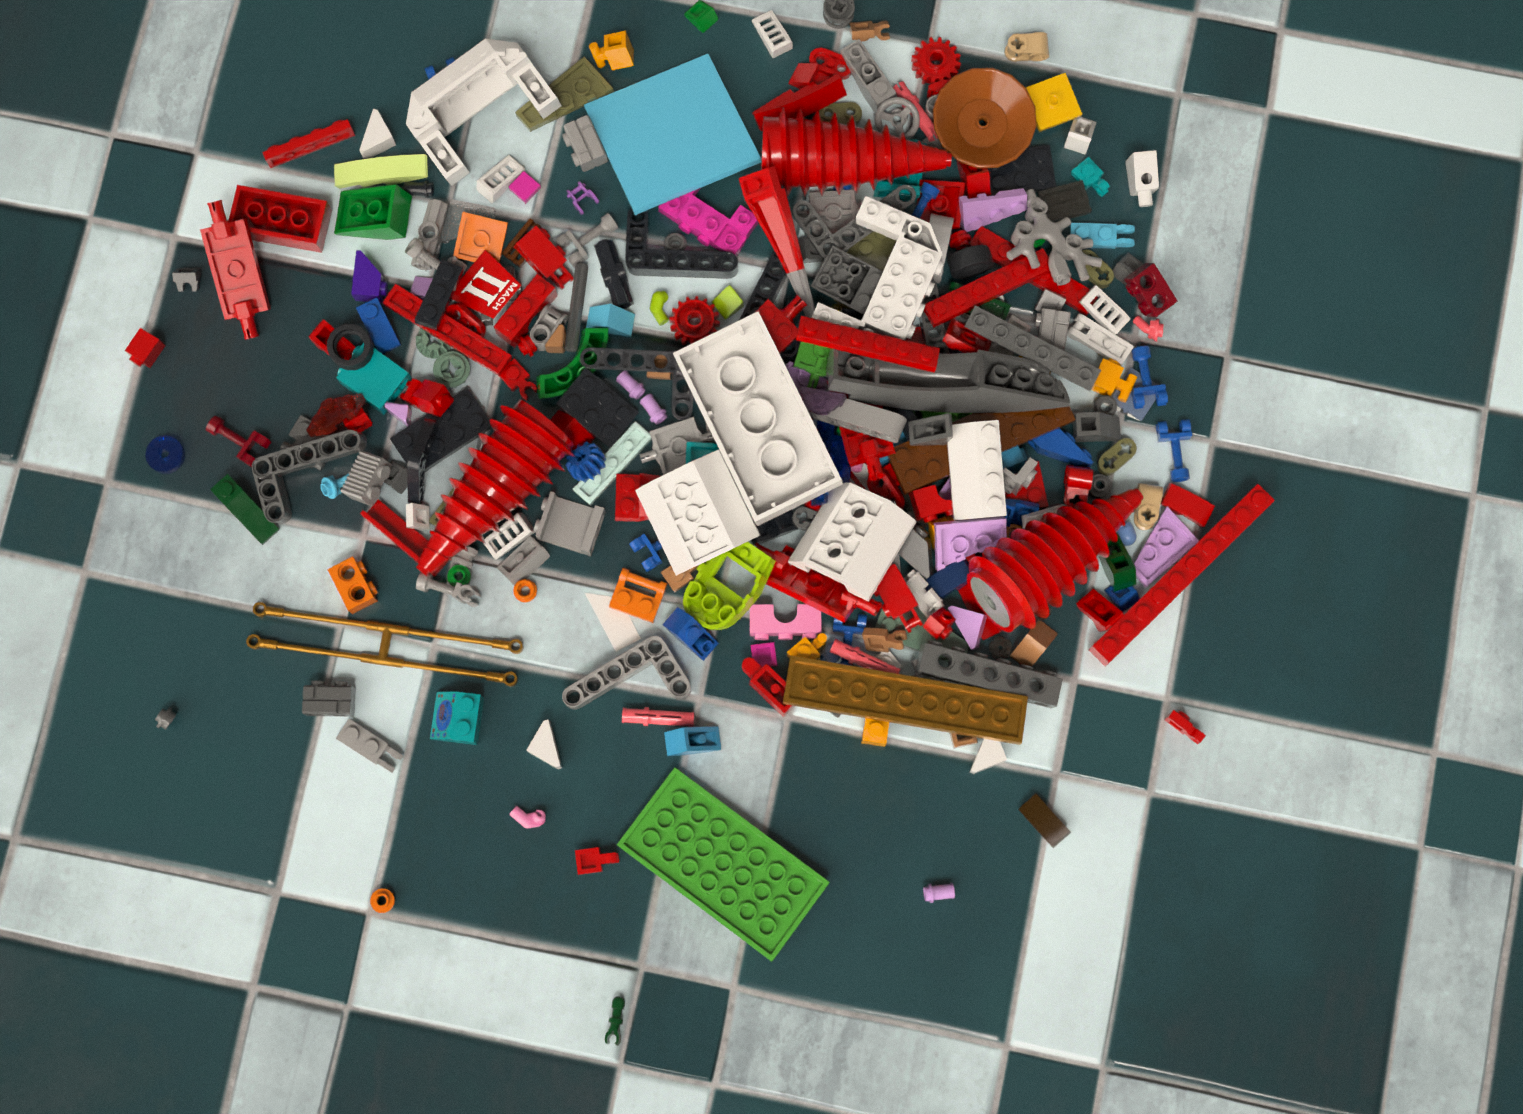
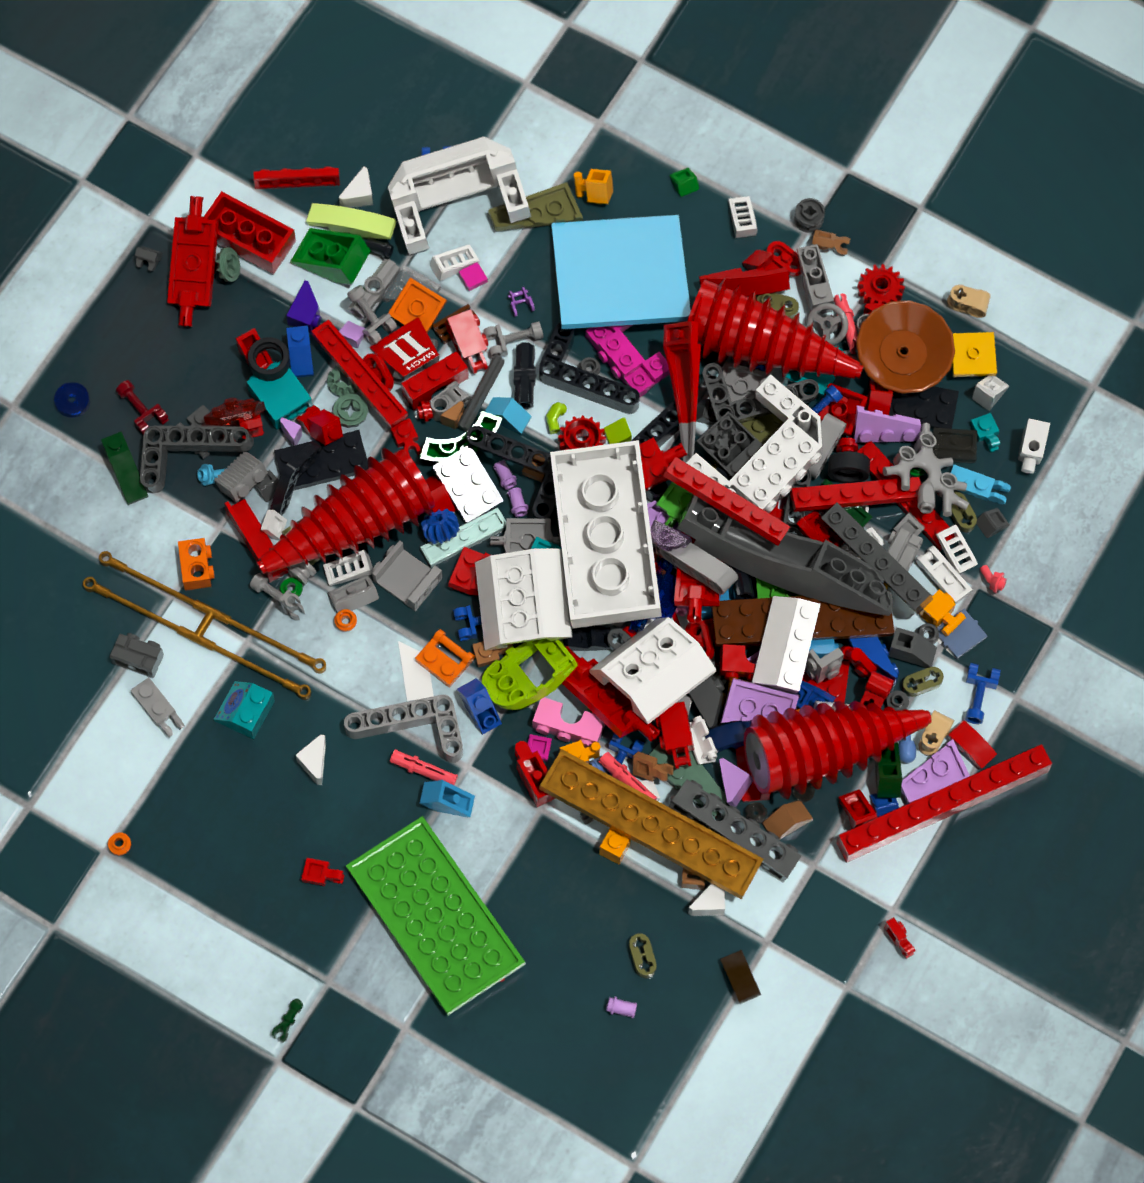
camera: 15 degrees right, 10 degrees down
(144, 348) = (88, 304): red brick -> none
(269, 253) = (228, 264): none -> sand green gear
(439, 295) = (363, 340): black plate -> none
(528, 820) = (276, 819): bright pink arm -> none
(585, 144) = (540, 256): light grey brick -> none
(931, 430) = (757, 595): dark grey slope -> none
(939, 624) = (706, 770): red plate -> none
(945, 828) = (637, 957): none -> olive beam
(1054, 461) = (860, 661): none -> red plate
(1141, 355) = (977, 600): blue bar -> none
(1154, 286) = (1009, 543): dark red brick -> none

